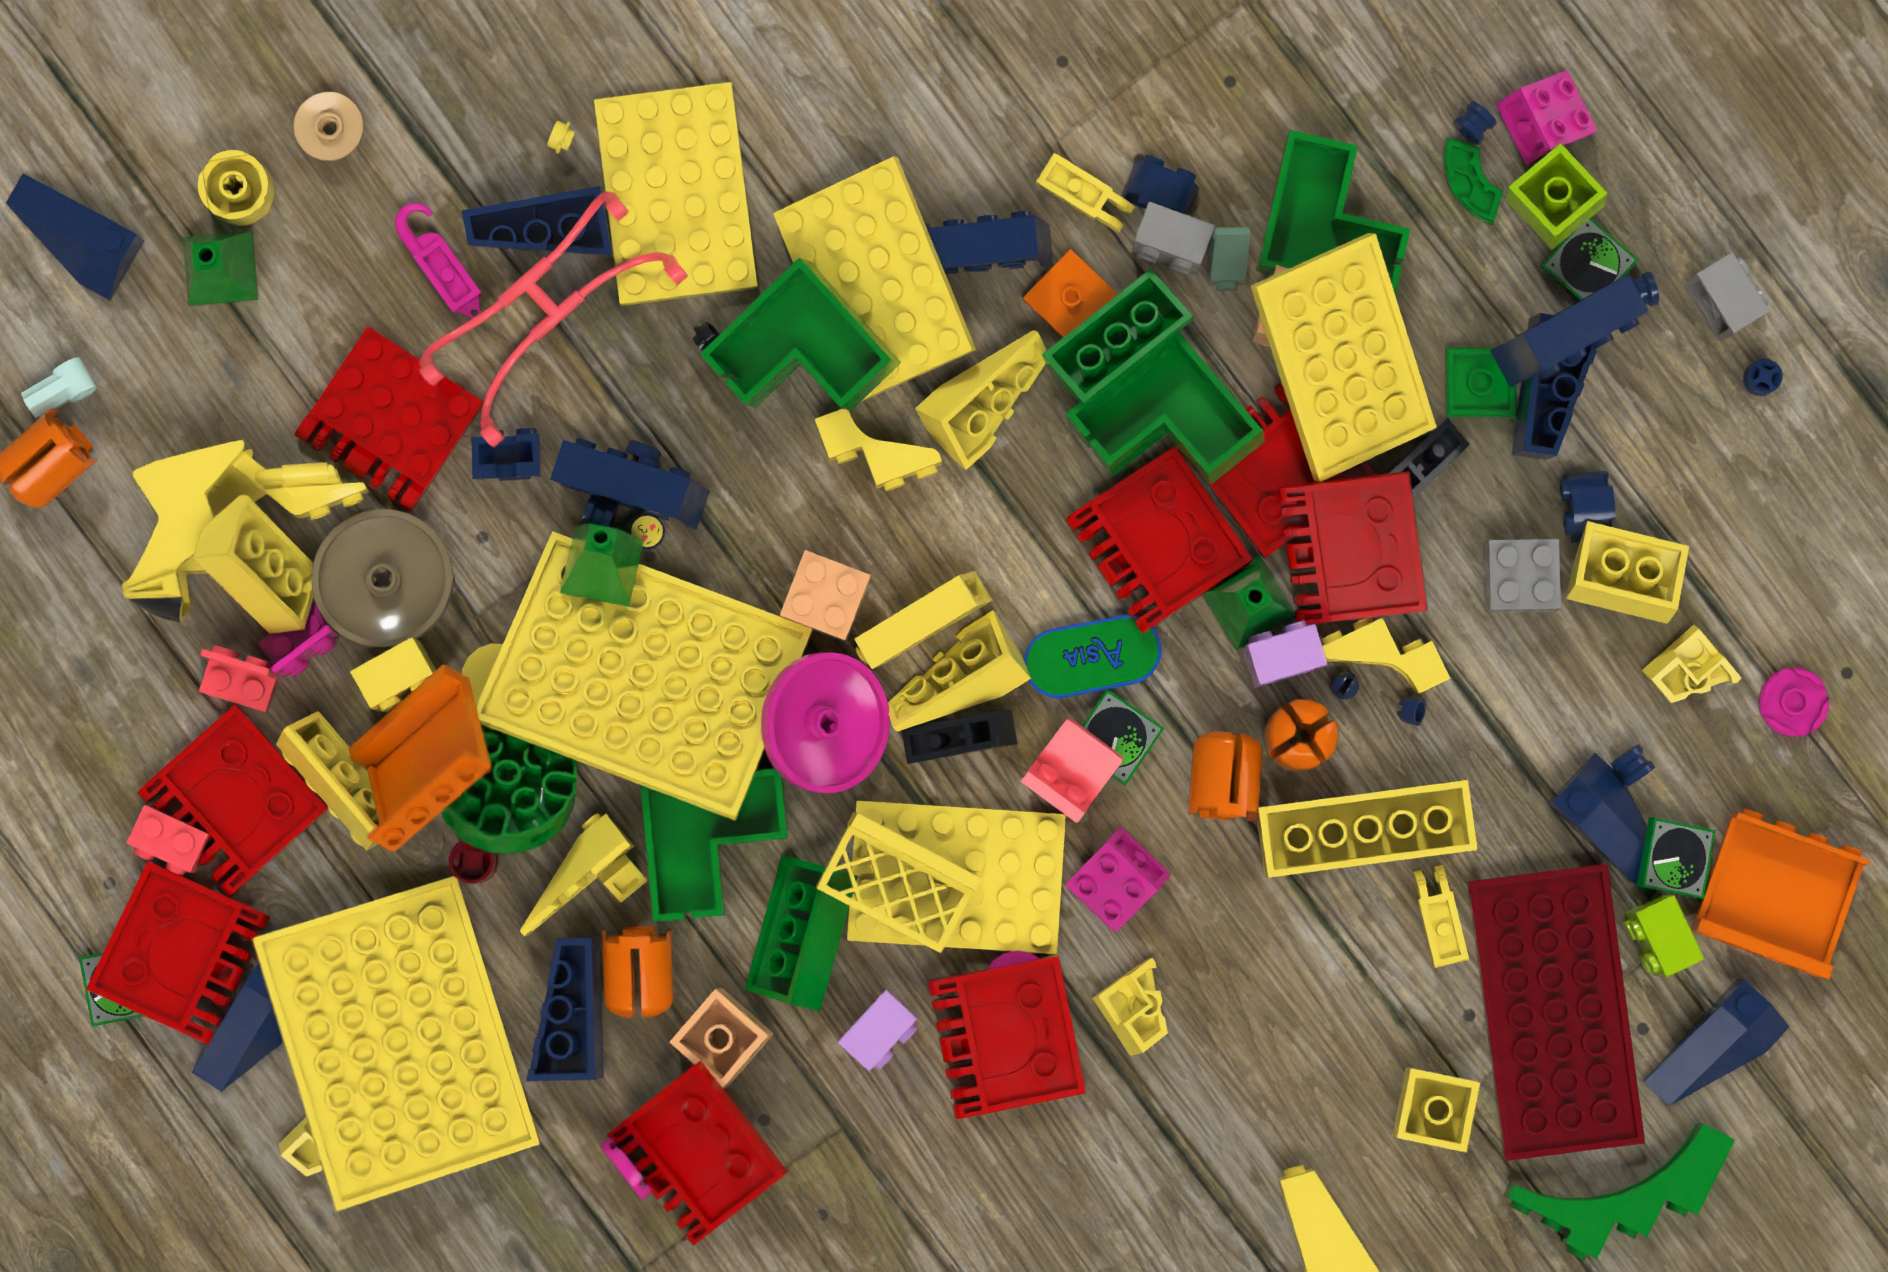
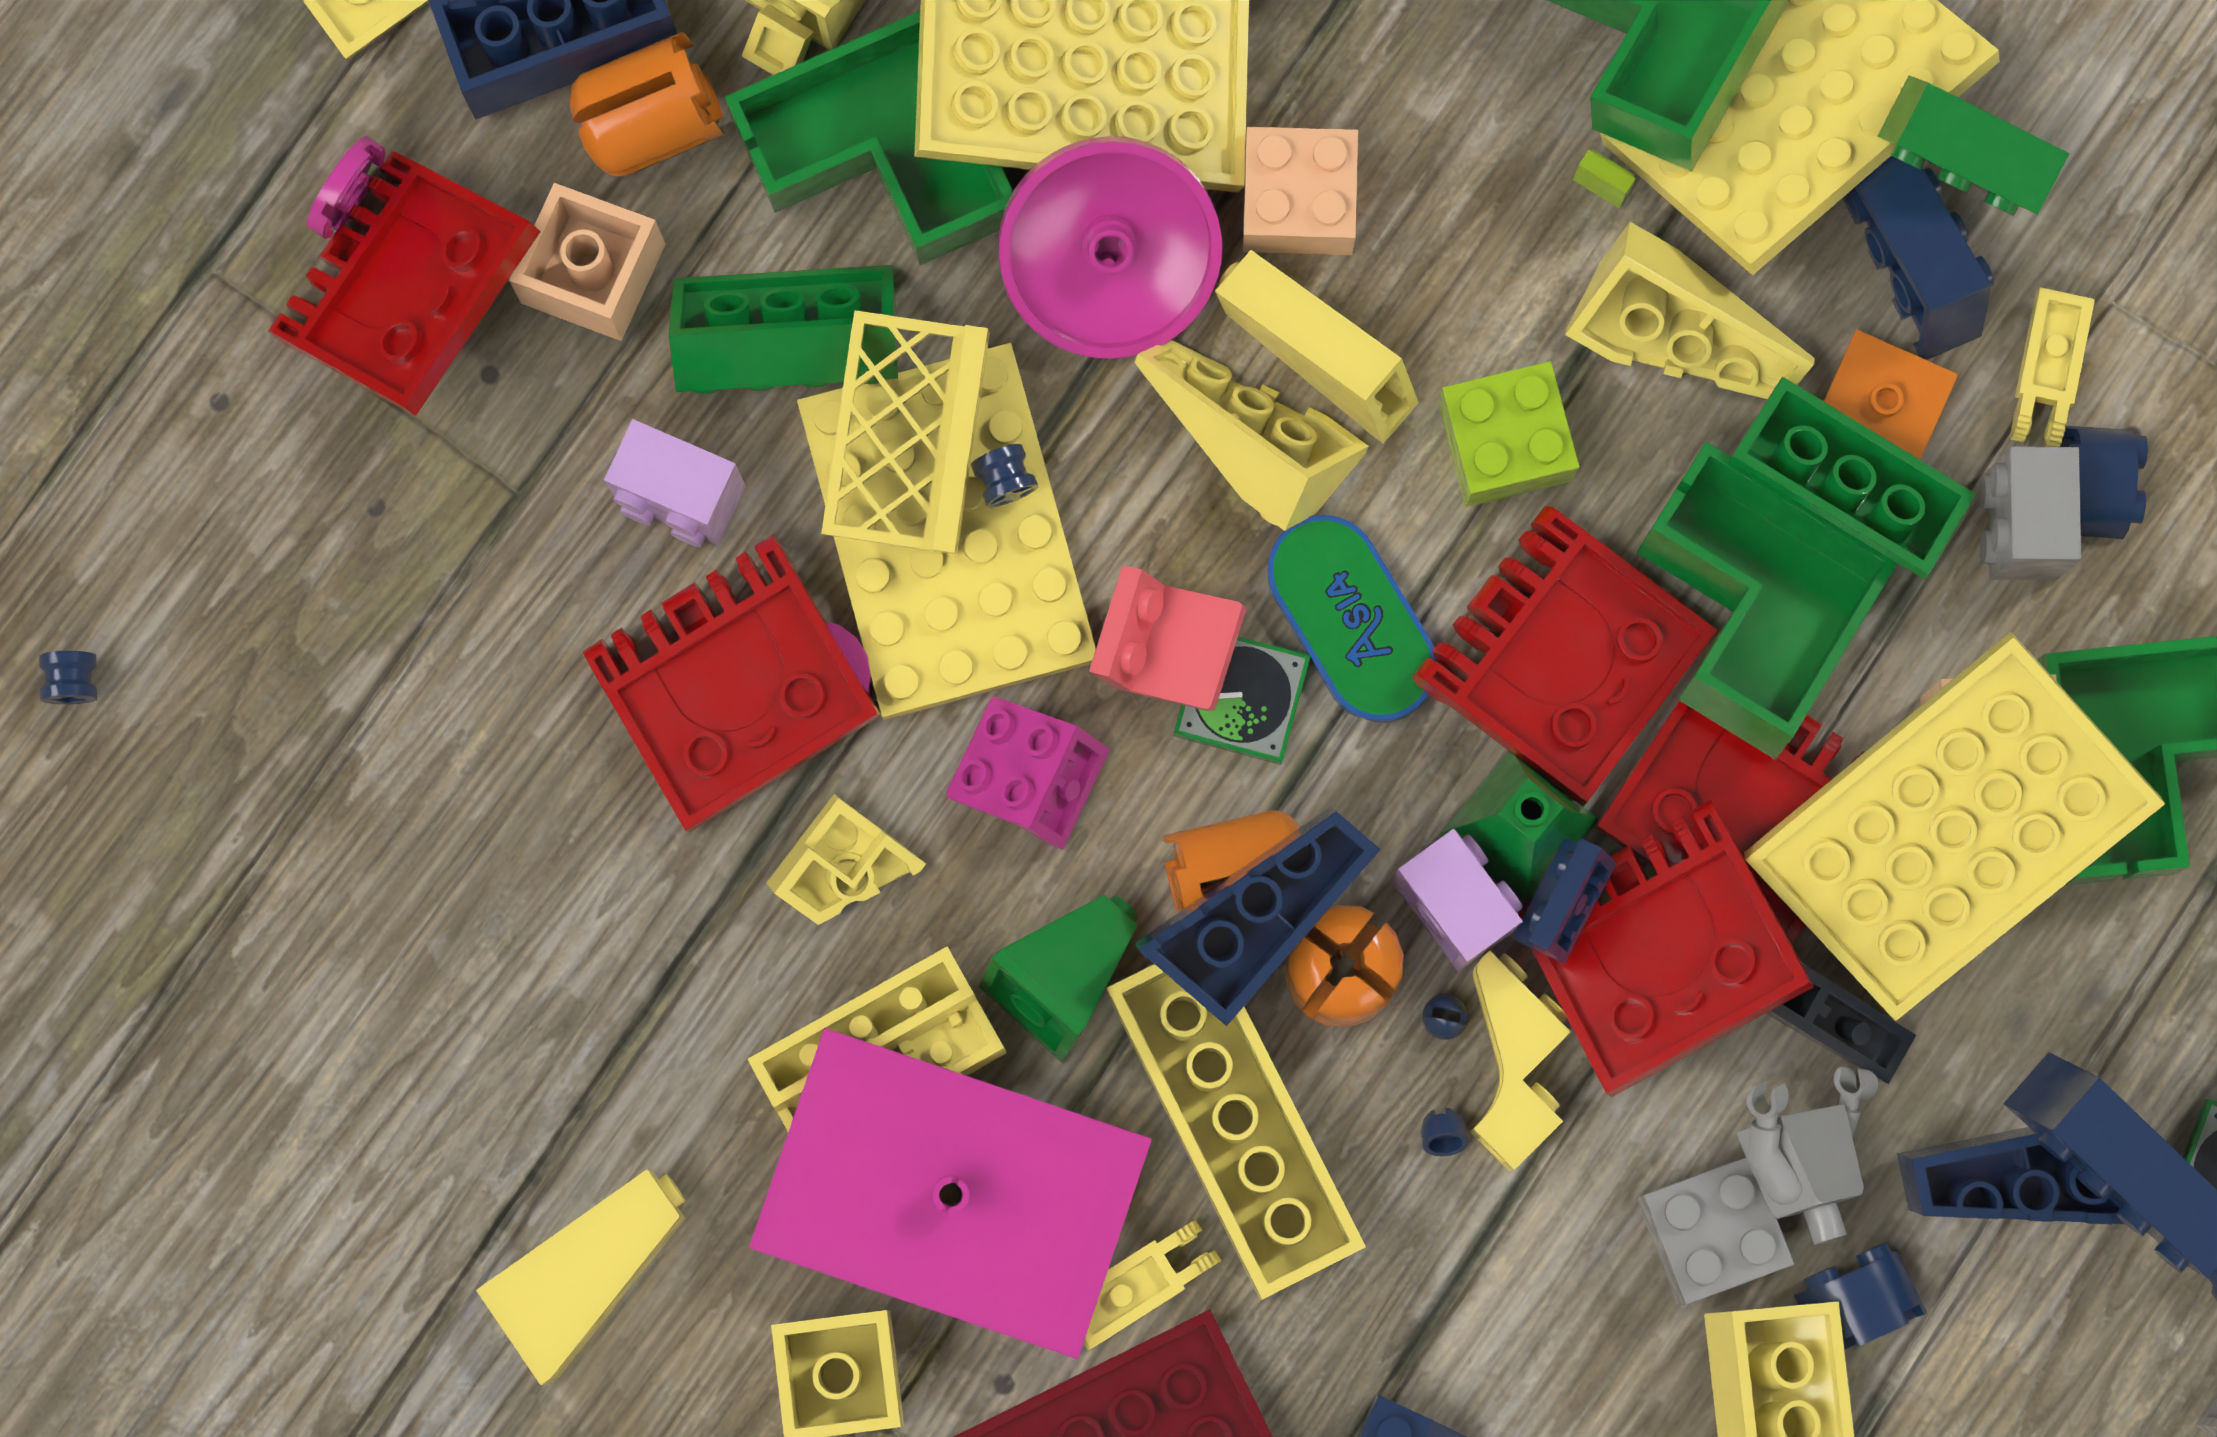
camera: 80 degrees right, 5 degrees down
(880, 412) = (1604, 178): none -> lime tile
(886, 460) = (1535, 211): light yellow arch -> none
(941, 832) = (1004, 475): none -> dark blue wheel
(947, 194) = (1971, 147): none -> green wedge
(959, 736) = (1161, 462): black slope -> none
(1016, 526) = (1508, 434): none -> lime brick
(1228, 257) = (2041, 601): sand green slope -> none
(1247, 897) = (1061, 971): none -> green slope
(1258, 1024) = (917, 1013): none -> light yellow brick
(1262, 776) = (1255, 918): none -> dark blue wedge
(1306, 594) = (1565, 899): none -> dark blue bracket
(1310, 1030) = (867, 1174): none -> dark pink piece
(1476, 385) = (1981, 1063): green tile -> none
(1500, 506) = (1808, 1157): none -> light grey torso

